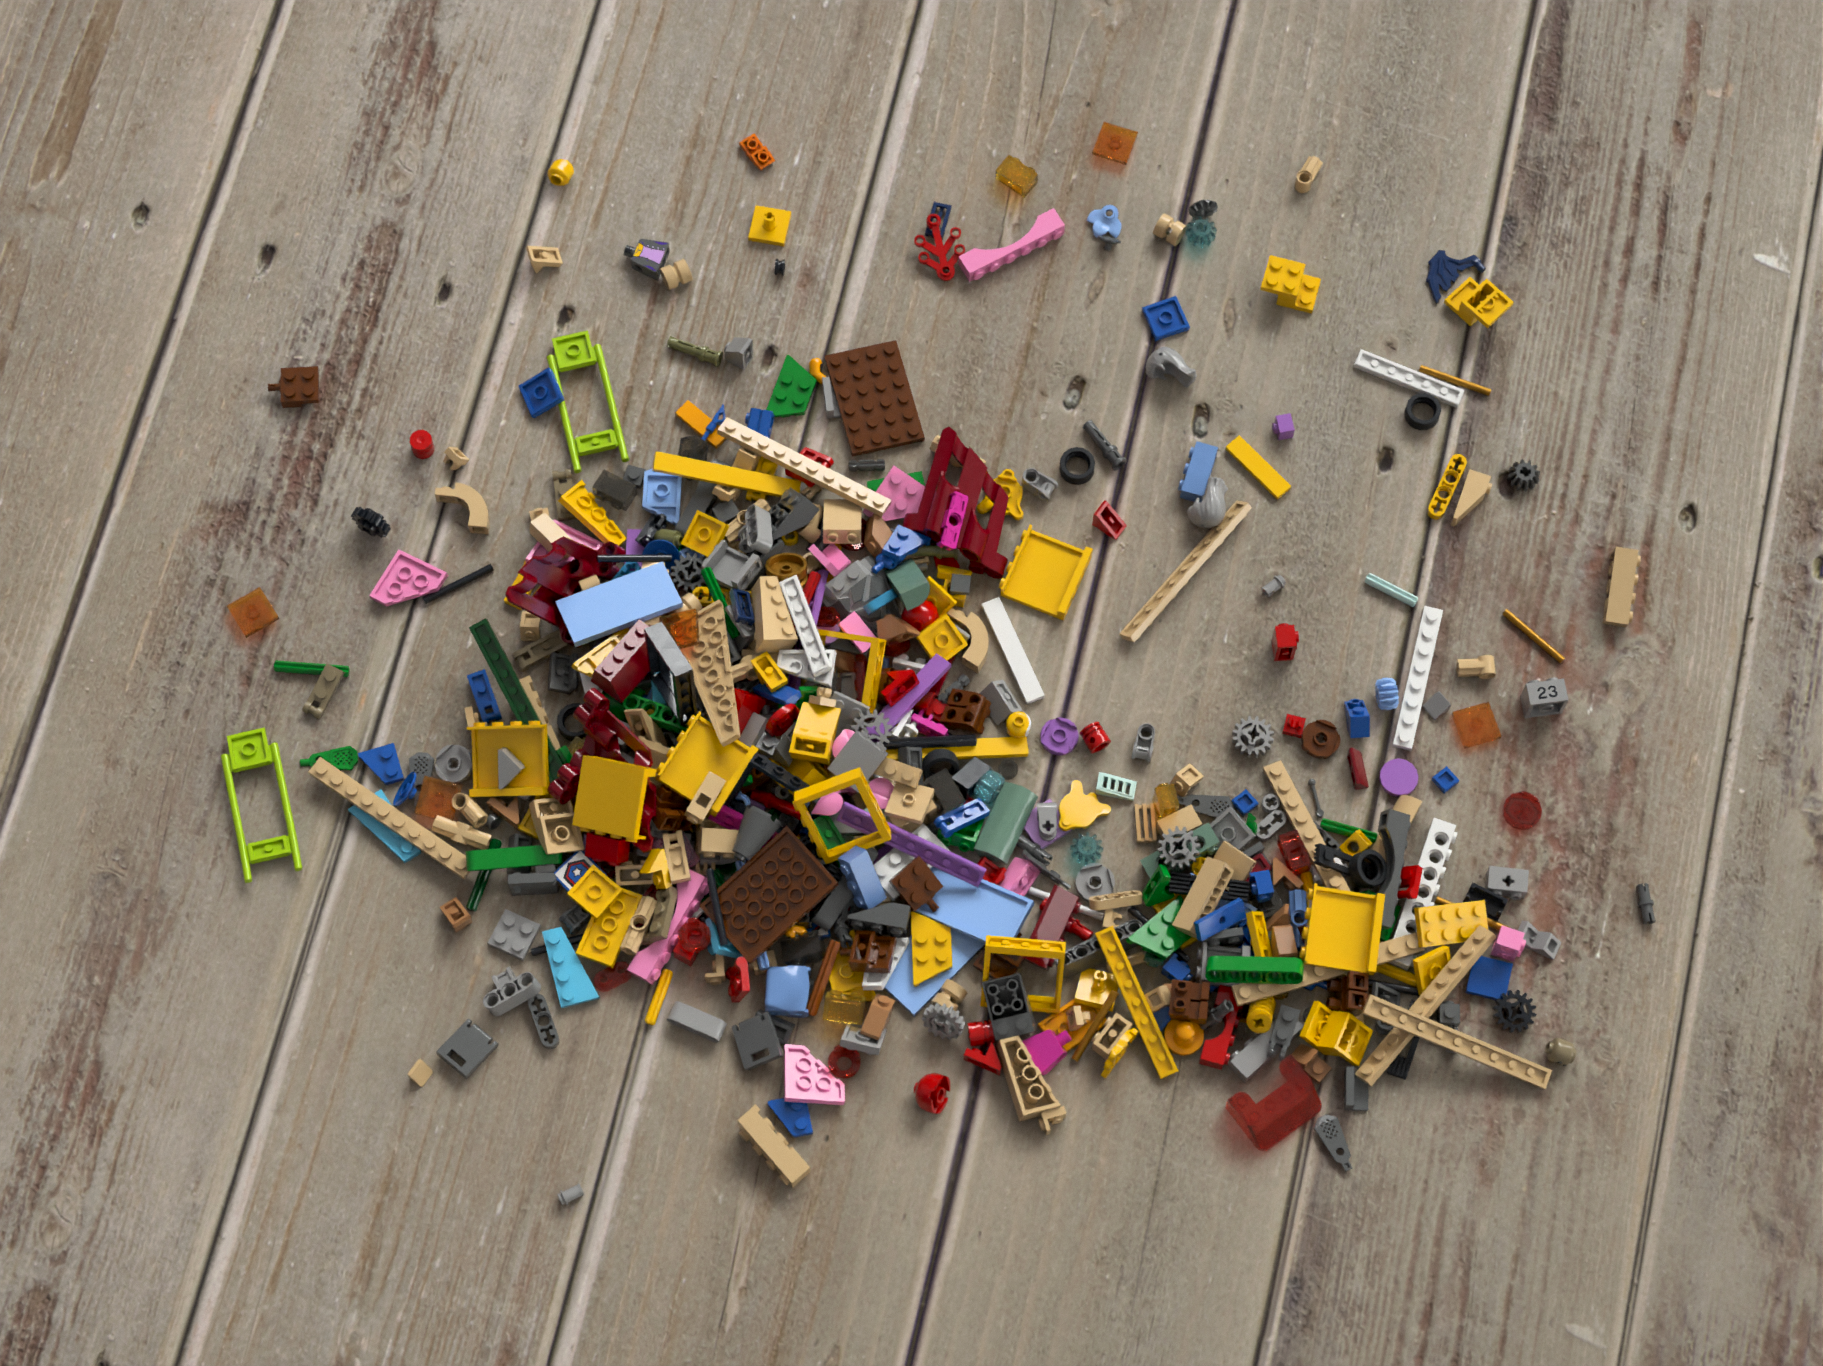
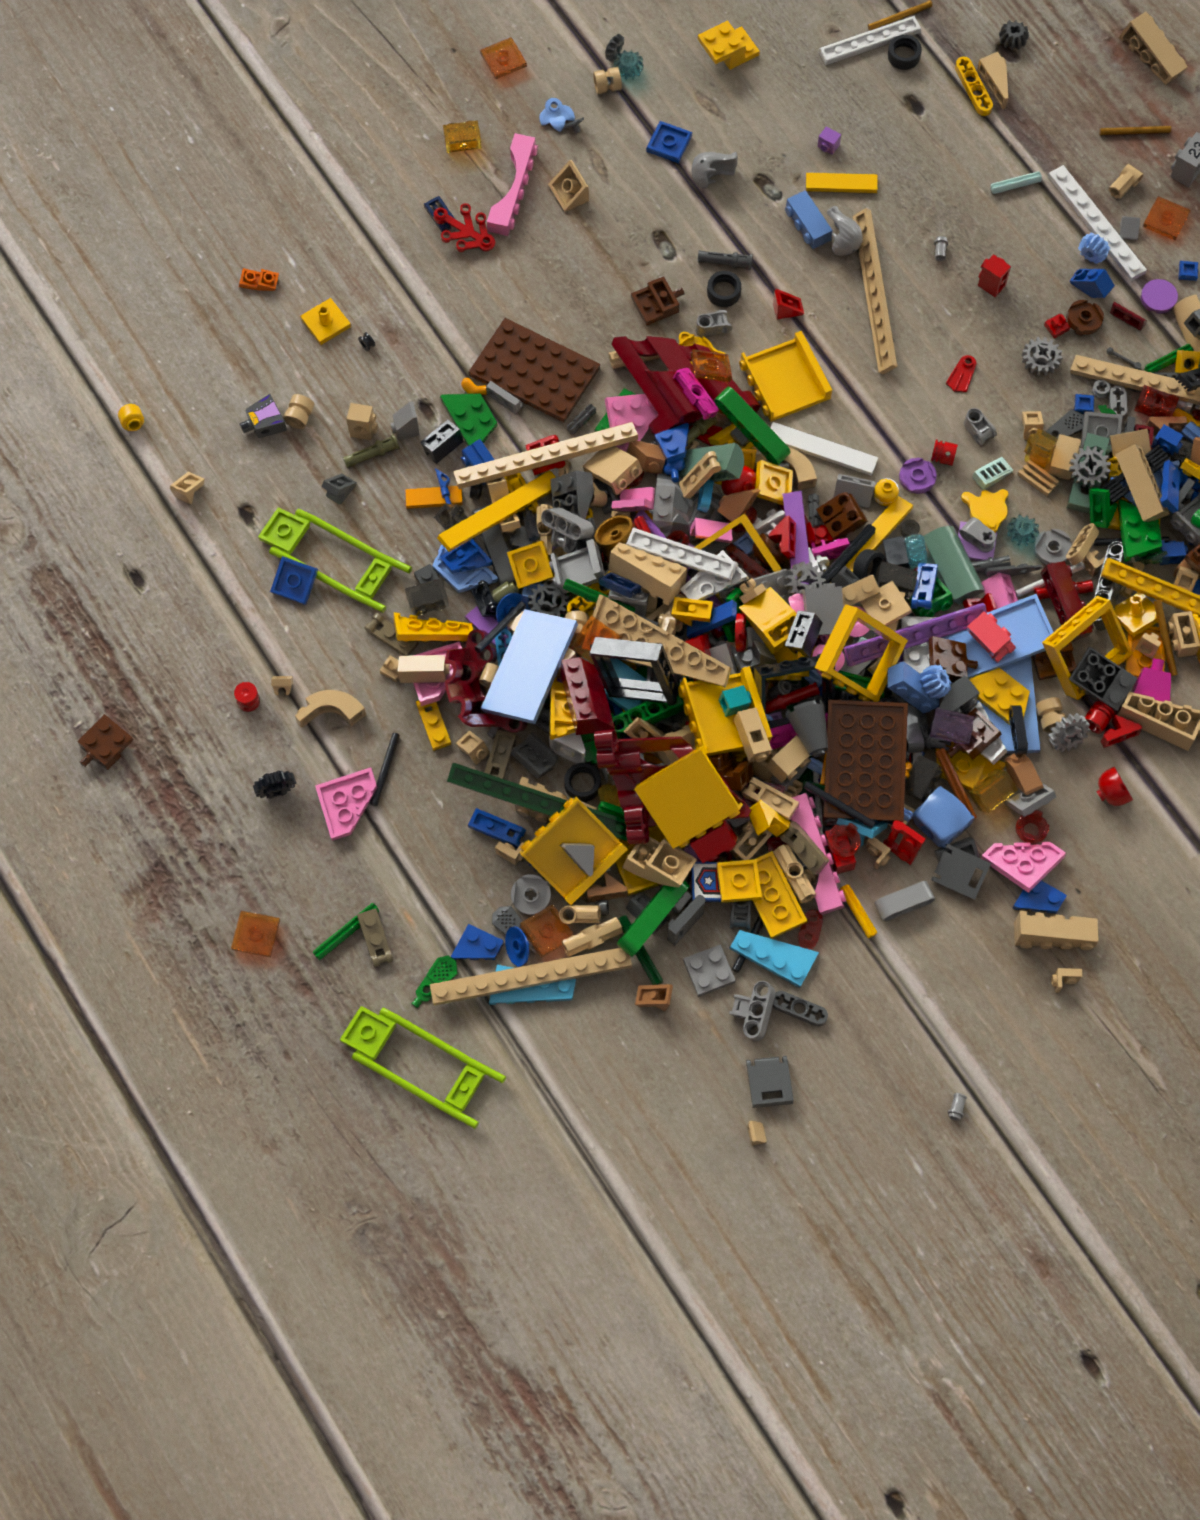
camera: 45 degrees left, 0 degrees up
(644, 354) = (338, 487): none -> dark grey slope
(670, 488) = (465, 558): none -> blue wing
(708, 322) = (361, 421): none -> tan brick
(722, 763) = (734, 700): none -> teal brick
(733, 448) = (476, 491): none -> black bush
(736, 506) = (530, 525): none -> black axle
(747, 1186) = (1068, 975): none -> tan bracket
(750, 389) = (442, 441): none -> black hinge
(818, 762) = (804, 633): none -> black hinge
(857, 932) = (952, 726): none -> clear purple plate
(880, 888) = (935, 681): none -> light blue gear
(886, 581) = (699, 474): none -> tan plate
(905, 982) = (1018, 730): none -> black beam
(962, 898) = (991, 636): none -> coral hinge
(966, 583) = (752, 426): none -> green beam
(989, 511) = (711, 365): none -> clear orange plate
(1017, 429) = (656, 301): none -> reddish brown plate
(1050, 286) = (570, 187): none -> tan slope
(1180, 694) = (962, 374): none -> red piece

